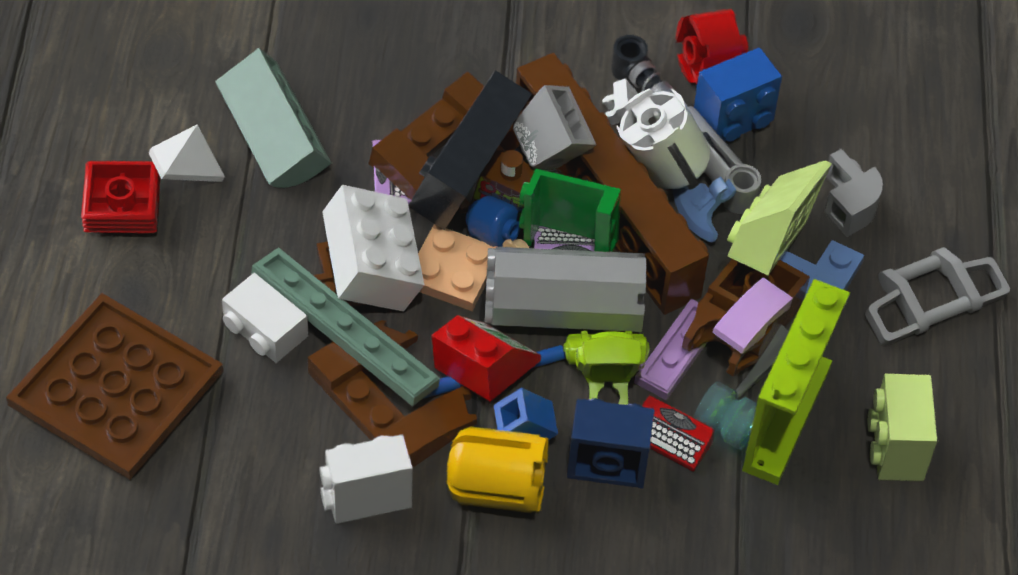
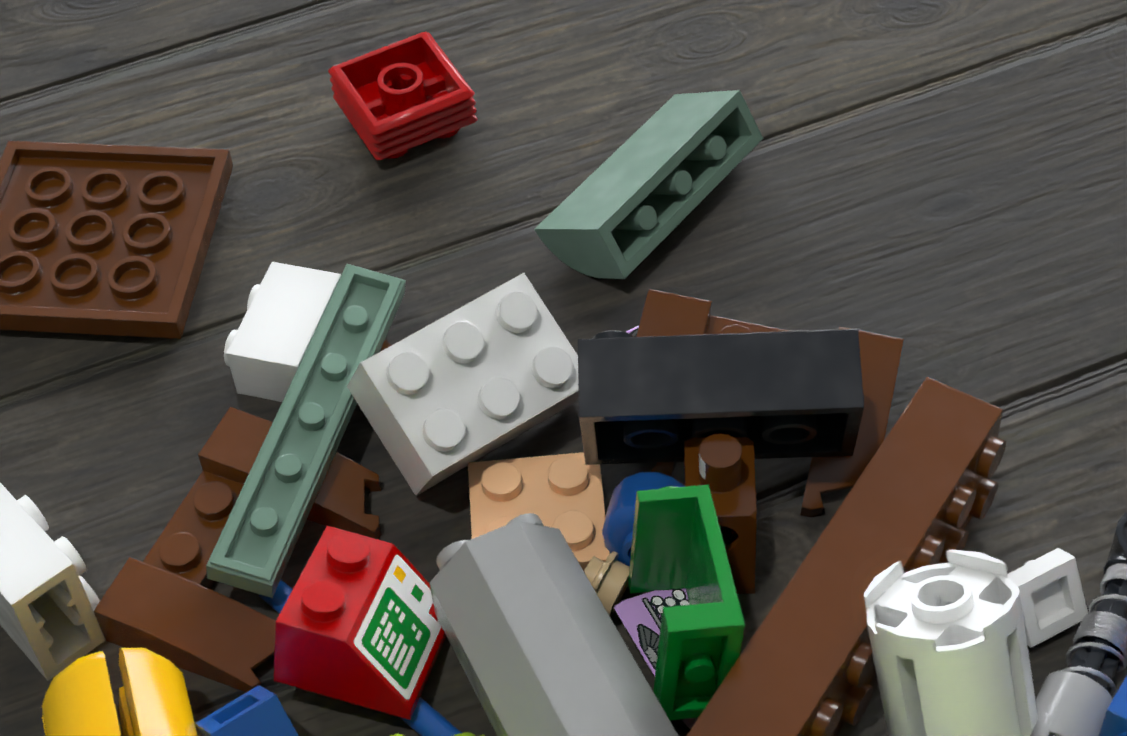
camera: 70 degrees right, 5 degrees down
(186, 158) = (508, 123): white slope -> none
(552, 129) = (815, 486): light grey torso -> none

